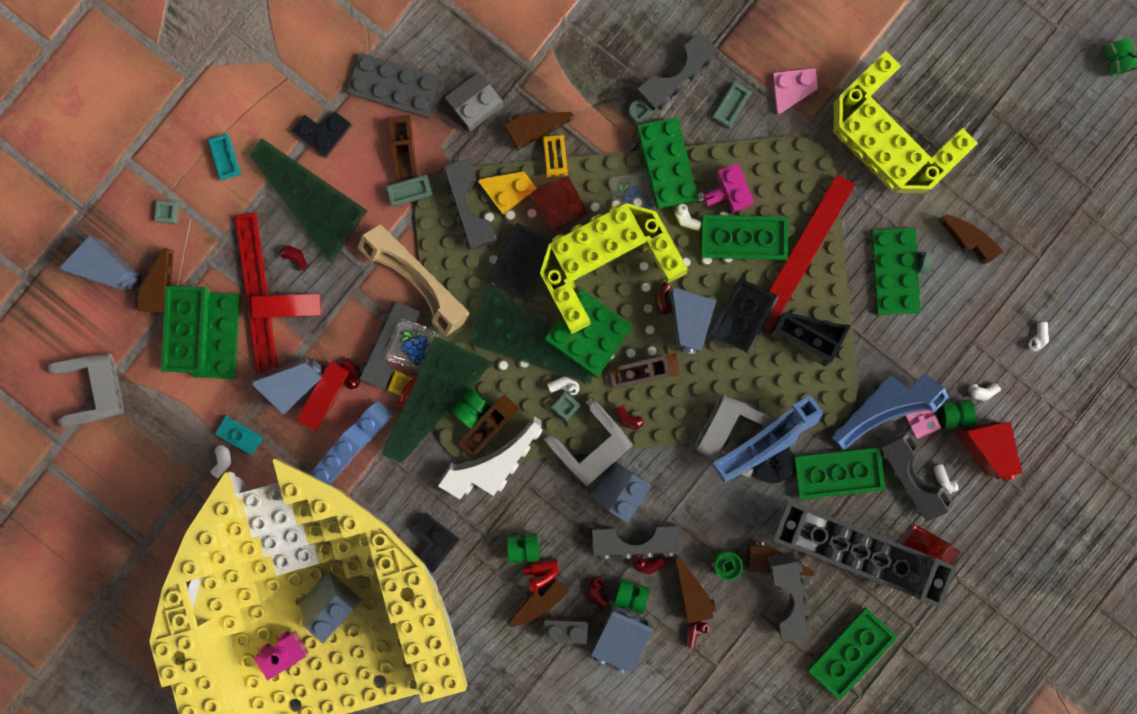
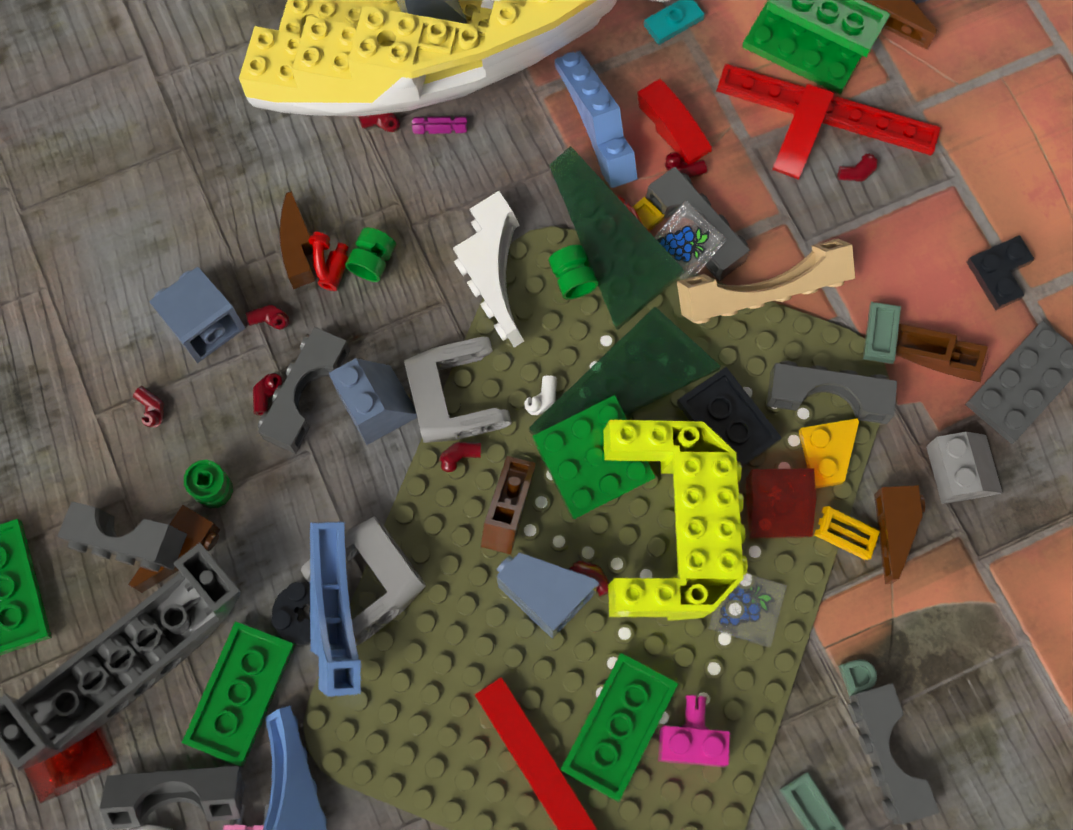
camera: 115 degrees right, 15 degrees down
(166, 212) = (977, 60): sand green tile -> none
(224, 157) = (1018, 147): teal plate -> none
(288, 382) = (710, 84): sand blue slope -> none
(317, 205) = (916, 220): clear green wing -> none
(439, 538) = (436, 170): black plate -> none
(488, 425) = (541, 285): reddish brown slope -> none
(565, 630) = (246, 255): dark grey piece -> none
(566, 406) = (515, 387): sand green tile -> none
(631, 596) = (247, 342): green wheel -> none
(667, 163) = (771, 672): green plate -> none
(685, 219) = (683, 659): white arm -> none
(695, 599) = (196, 426): reddish brown slope -> none
(744, 315) = (514, 669): black plate -> none
(810, 336) = (438, 745): black wedge -> none

